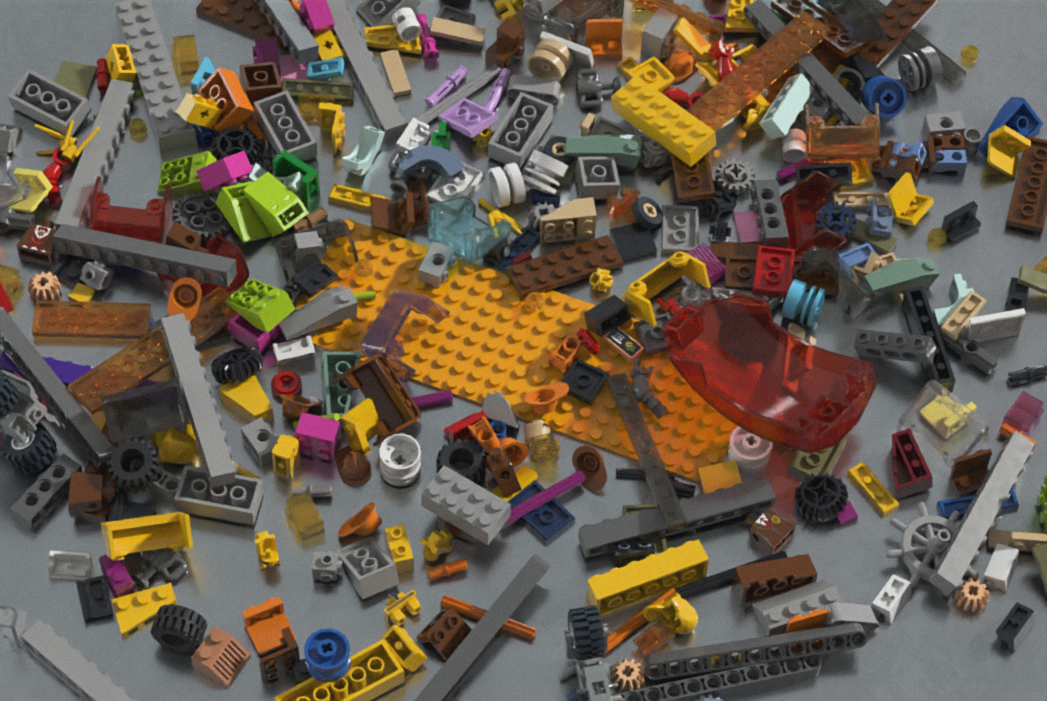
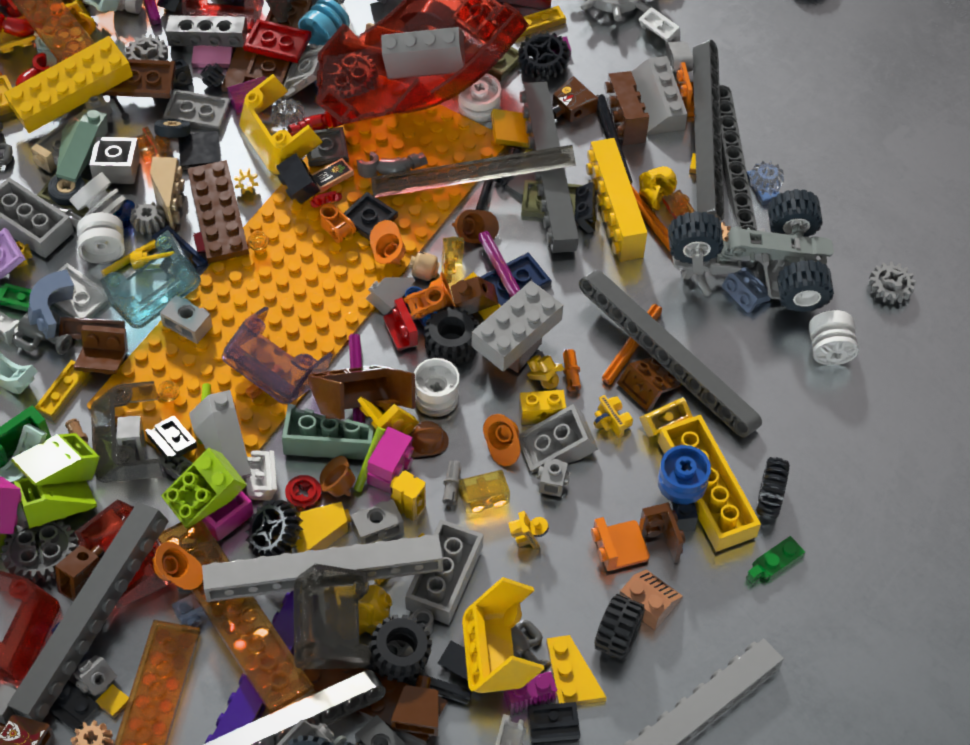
camera: 80 degrees left, 0 degrees up
(769, 379) = (423, 53): none -> light grey slope

